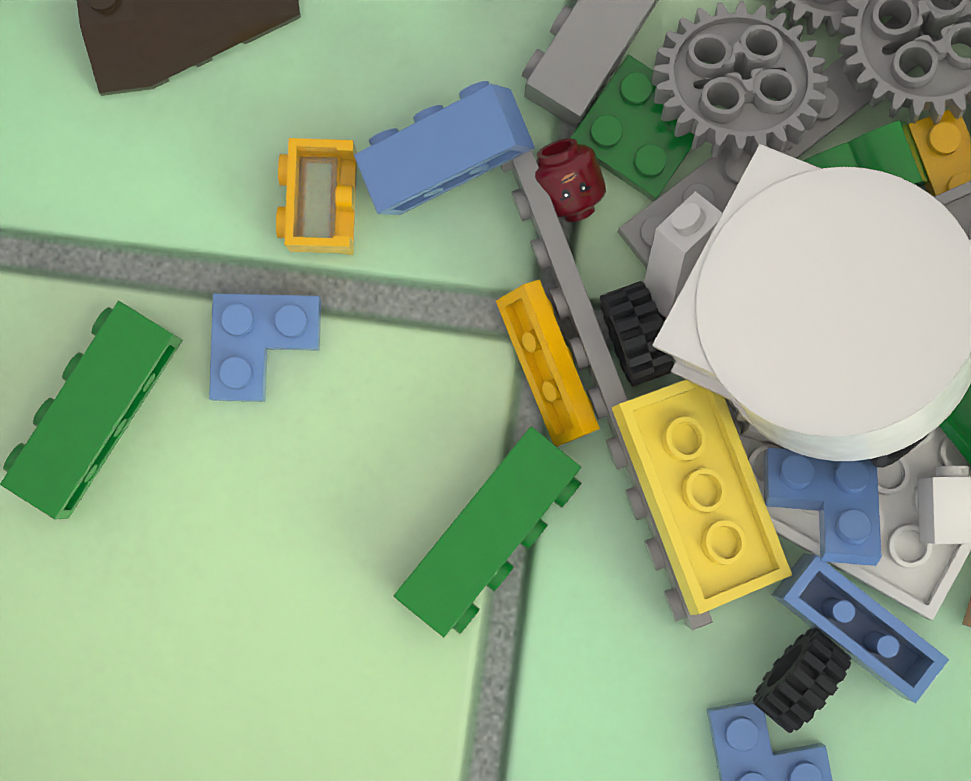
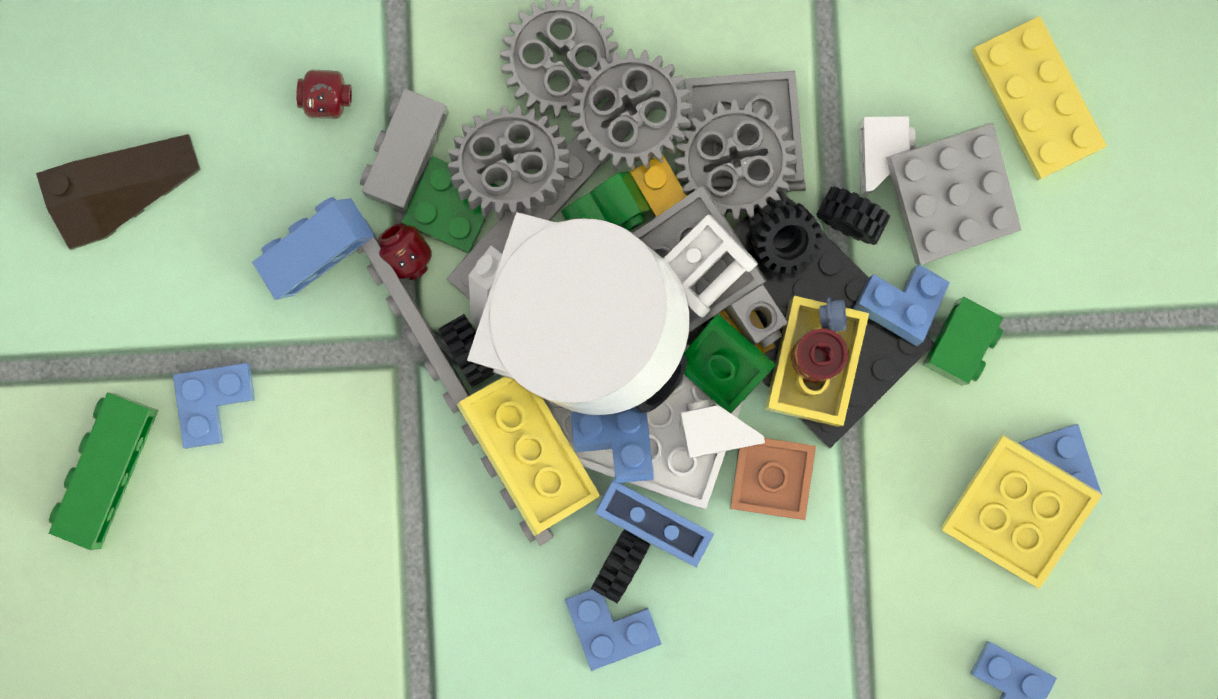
camera: 10 degrees left, 0 degrees up
(318, 196) = (233, 294): yellow window -> none
(487, 533) = (391, 504): green brick -> none
(547, 363) = (412, 381): yellow plate -> none

